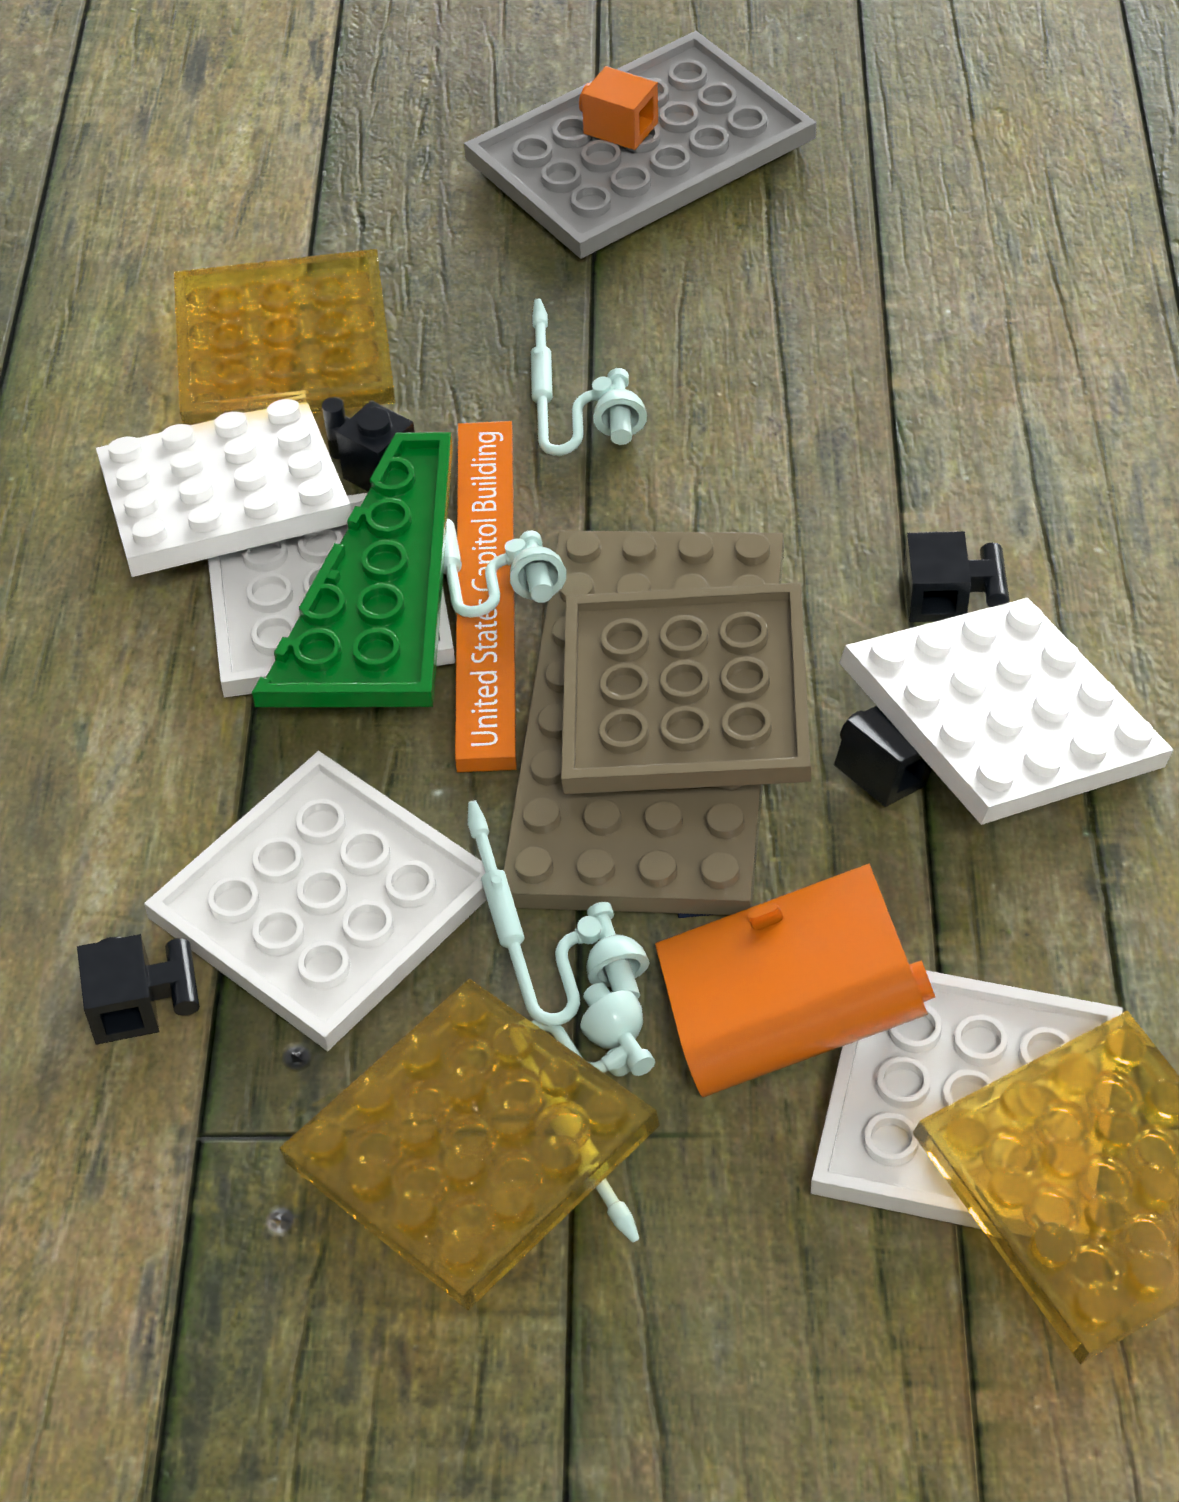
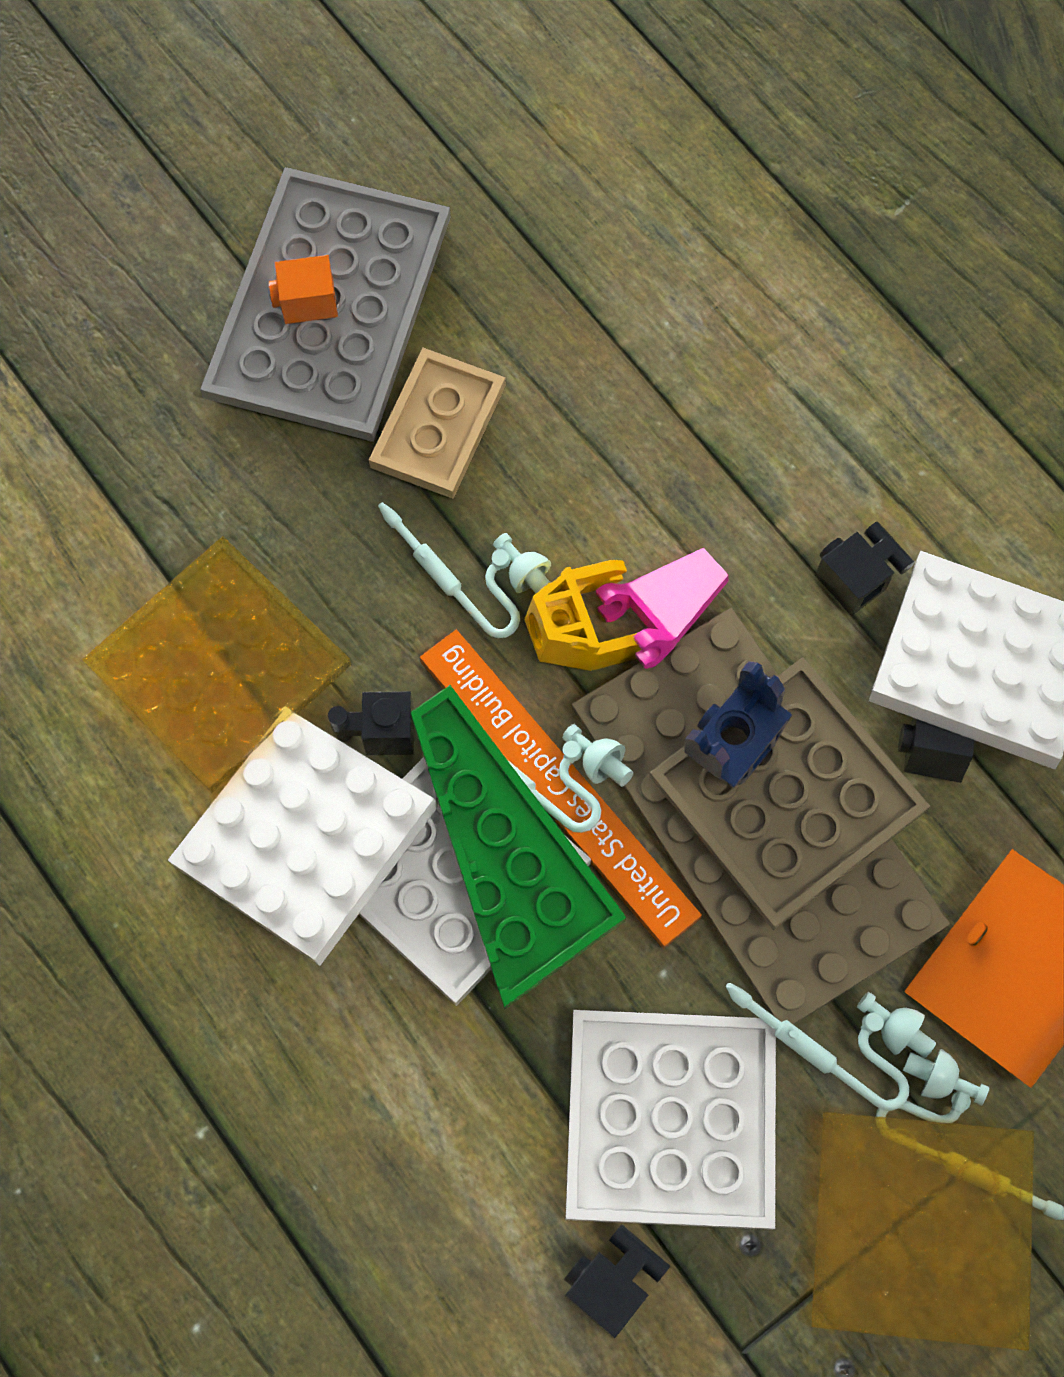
camera: 40 degrees left, 20 degrees up
(604, 454) = (562, 624): none -> yellow piece
(649, 269) = (437, 423): none -> tan plate
(674, 579) = (751, 708): none -> dark blue piece
(722, 498) = (665, 602): none -> flag

